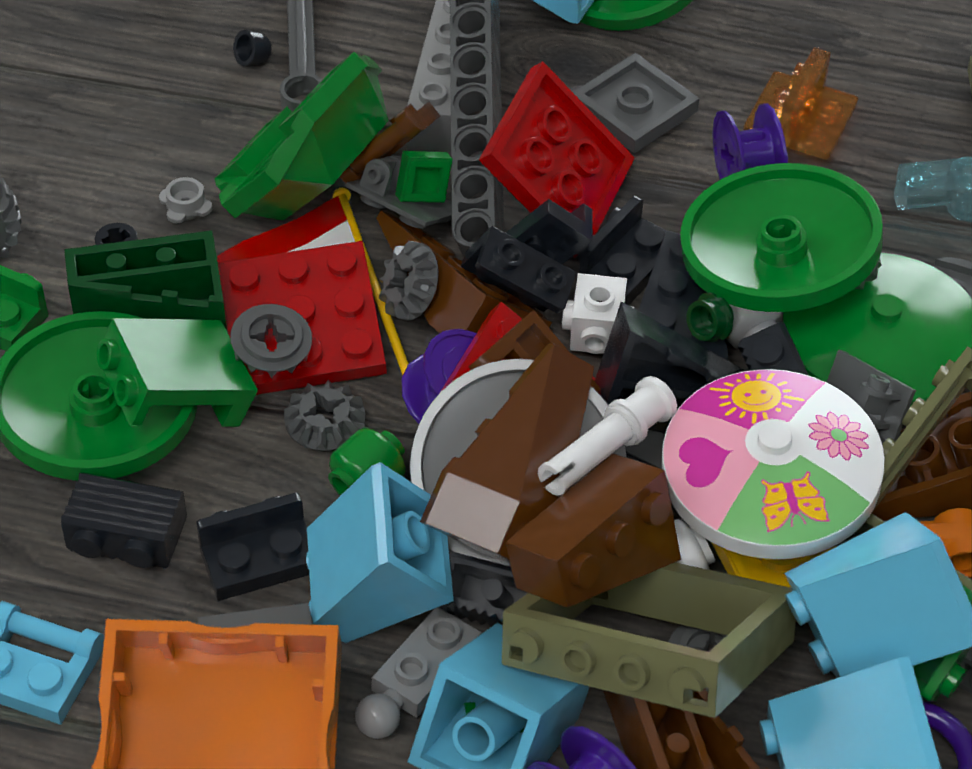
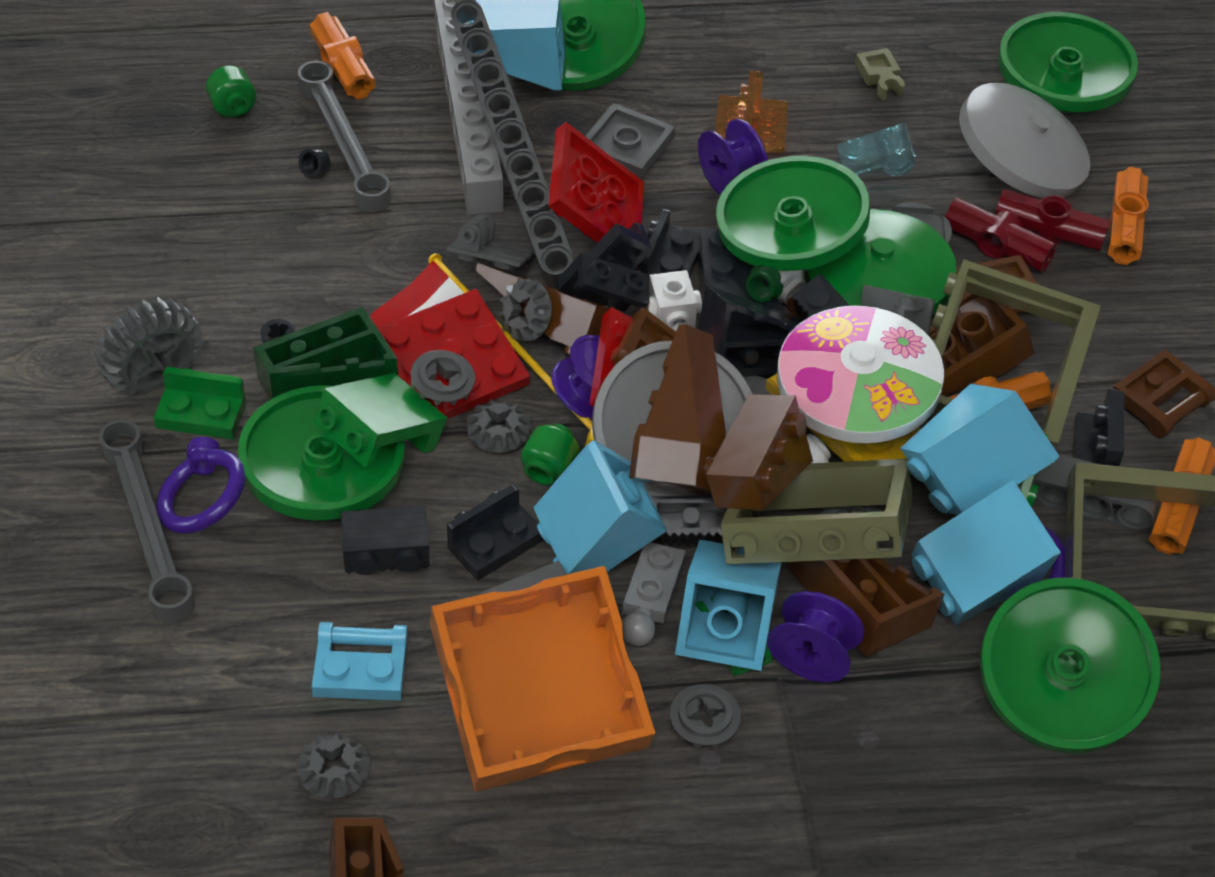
camera: 20 degrees left, 0 degrees up
(185, 200) = (316, 290): light grey plate -> none
(307, 148) = (402, 226): green piece -> none
(404, 128) = (452, 218): reddish brown plate -> none
(423, 176) = (503, 229): green tile -> none
(623, 424) = (747, 372): white pin -> none

